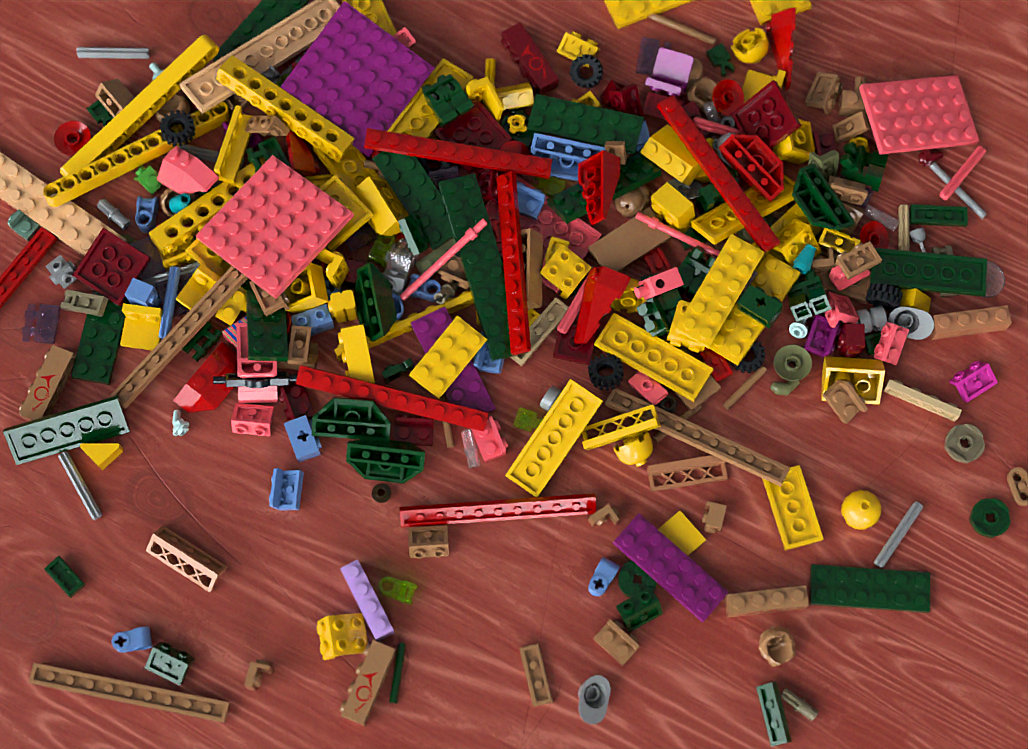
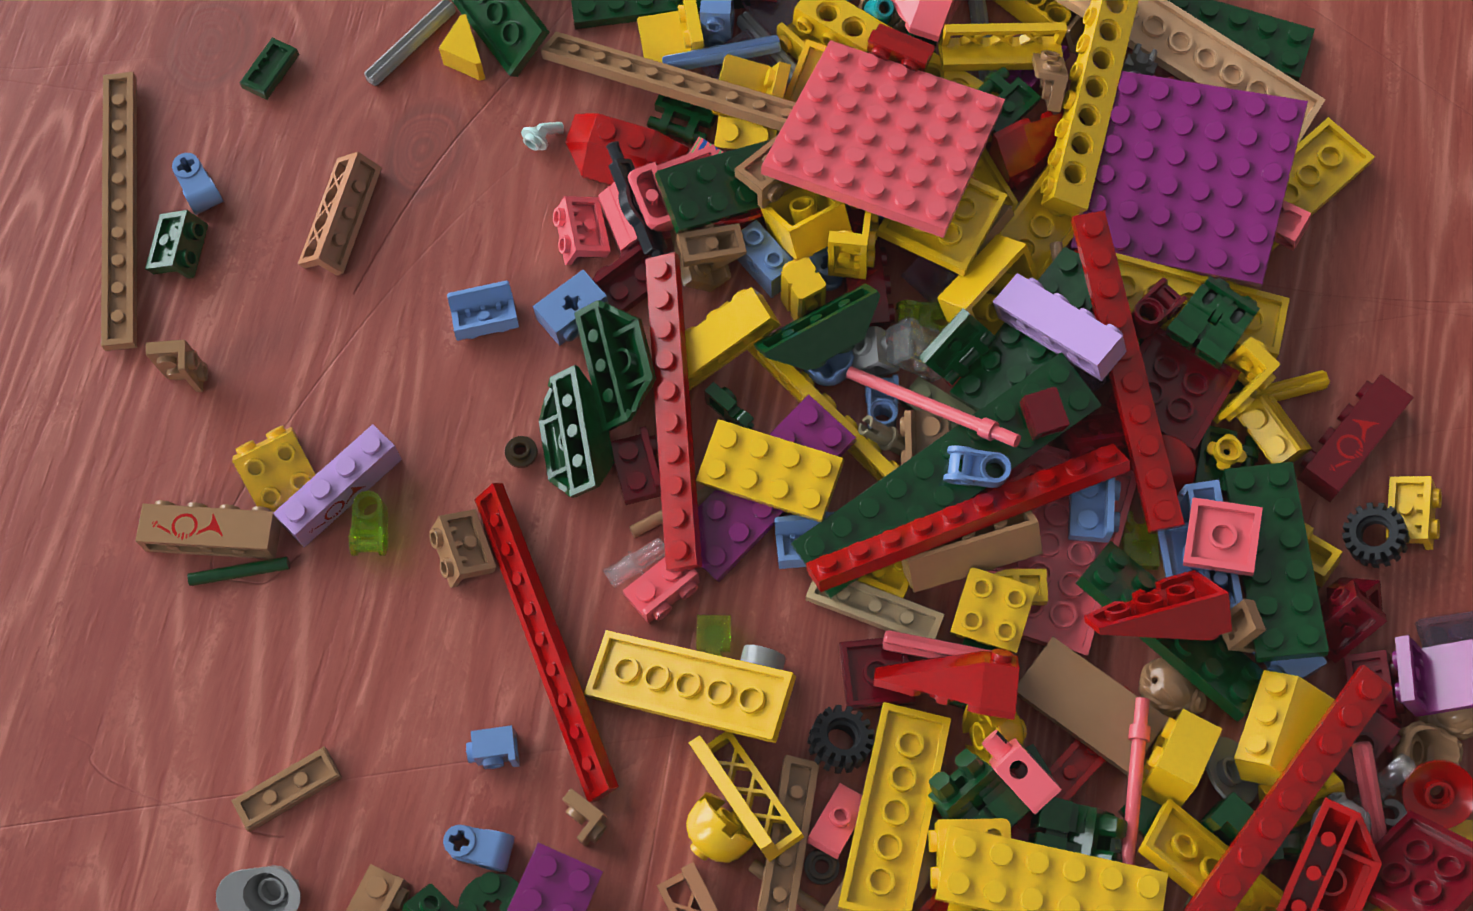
camera: 75 degrees right, 5 degrees down
(213, 201) = (900, 48): none -> red bracket
(424, 176) = (1060, 326): none -> lavender brick
(427, 123) = (1158, 306): none -> dark red piece
(473, 202) = (1044, 413): none -> dark red panel
(488, 250) = (973, 467): none -> medium blue piece
(551, 554) = (493, 747): none -> medium blue brick
(567, 142) = (1222, 536): none -> coral plate

